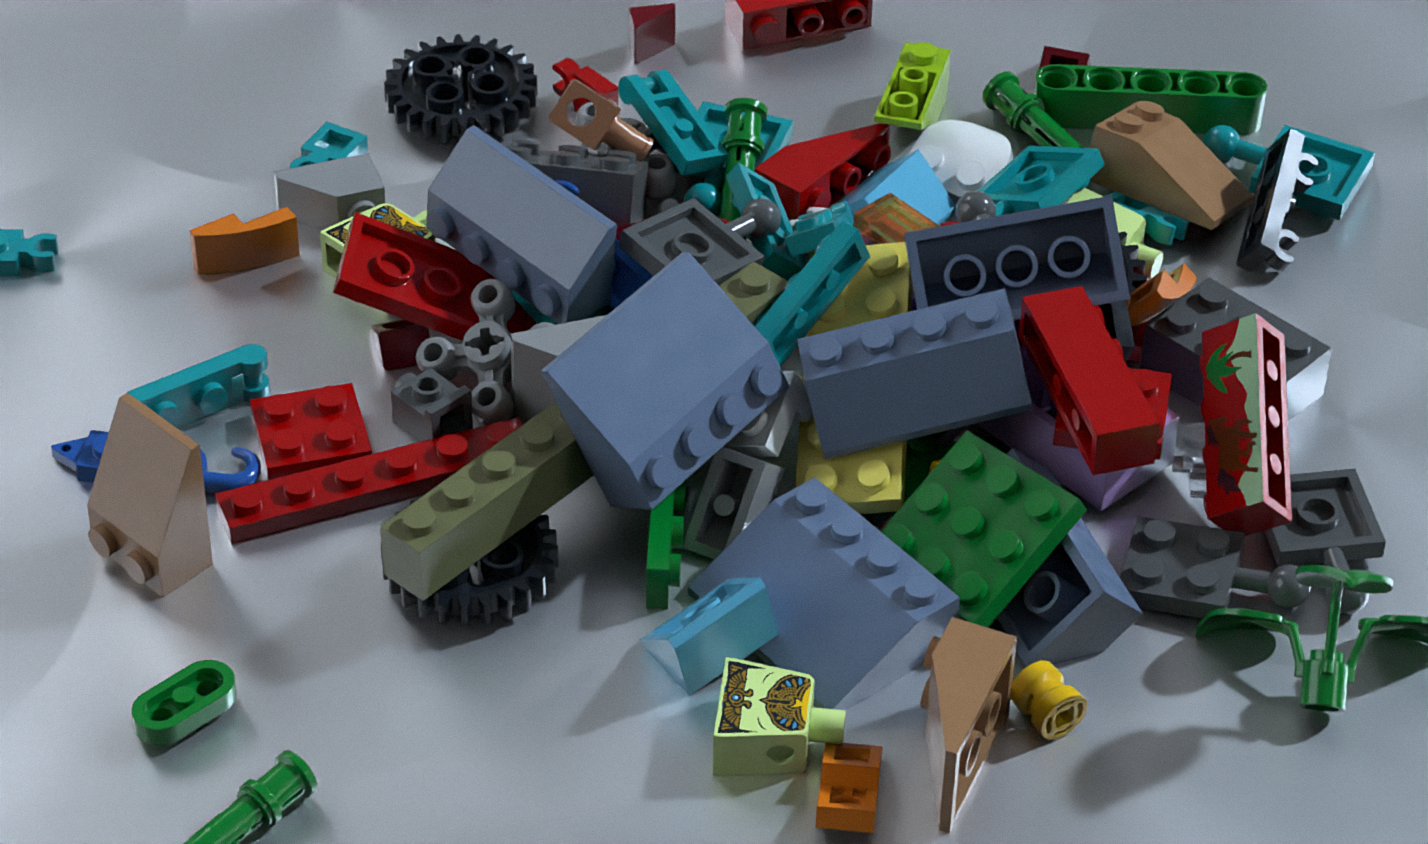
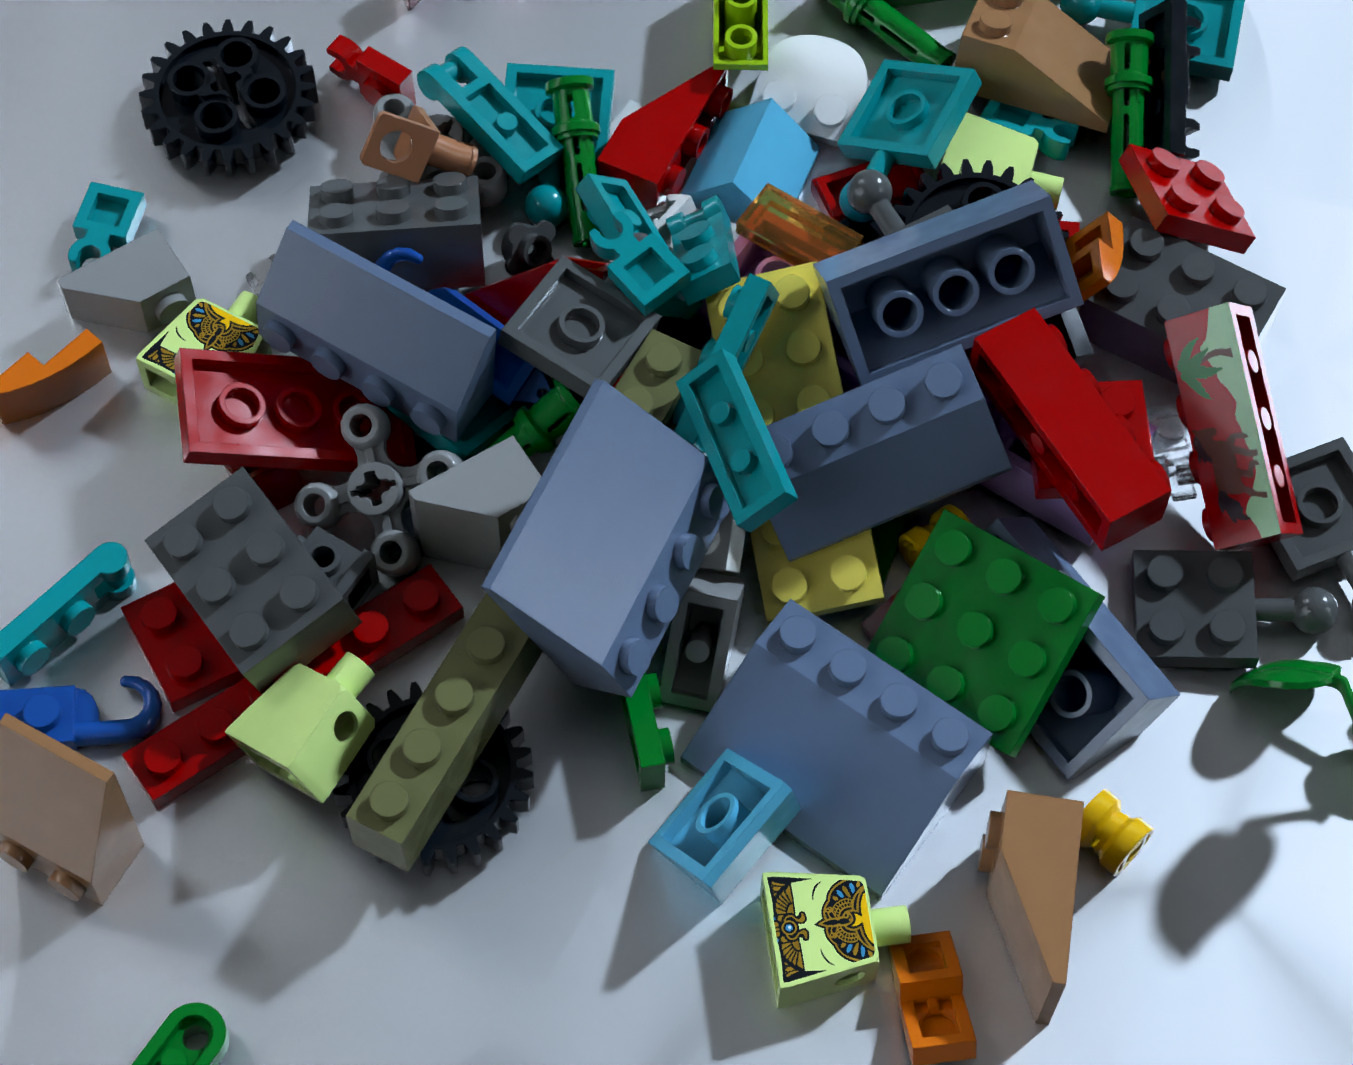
camera: 15 degrees left, 20 degrees up
(363, 382) = (252, 581): none -> dark grey brick
(372, 489) = (308, 725): none -> yellowish green torso
(755, 216) = (642, 269): none -> teal plate
(794, 331) = (736, 440): none -> teal plate
(1238, 197) = (1123, 85): none -> green pin
(1265, 279) = (1186, 198): none -> red plate

